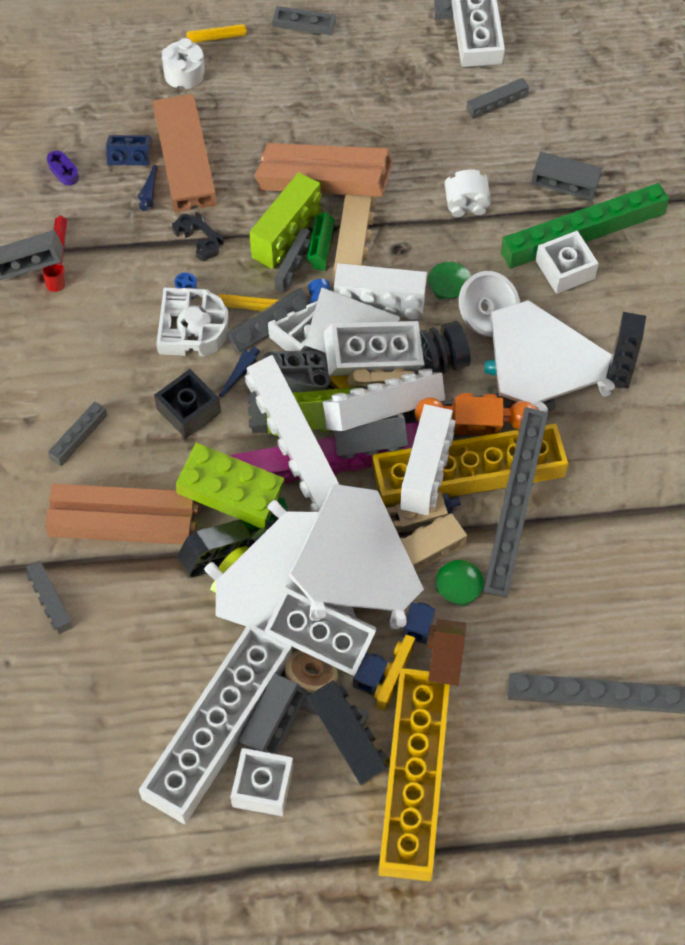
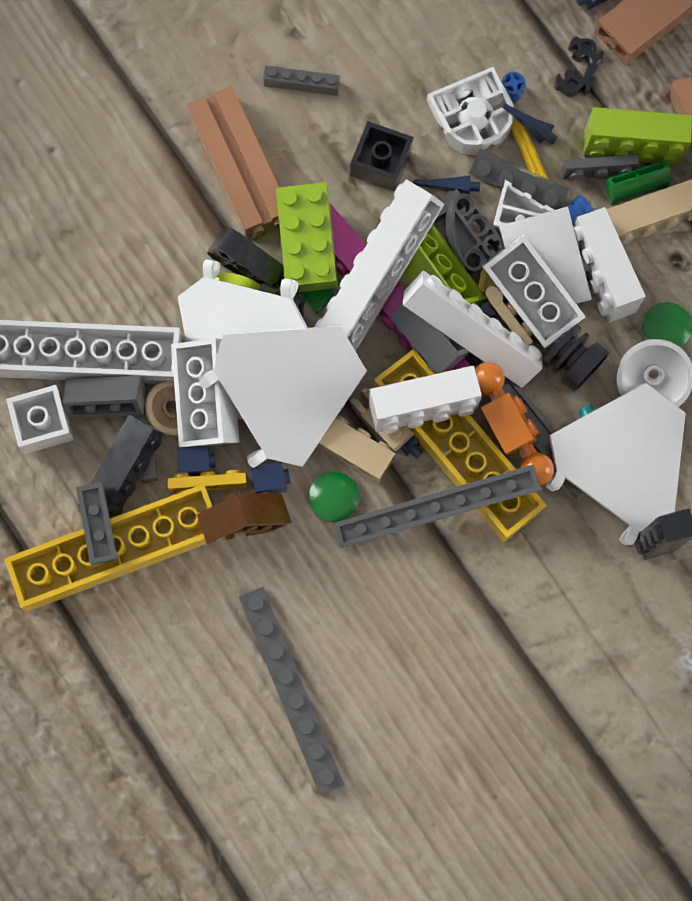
camera: 60 degrees right, 15 degrees up
(48, 597) = (127, 147): dark grey piece -> none
(233, 285) = (537, 128): none -> dark blue piece
(391, 768) = (96, 523): none -> dark grey plate

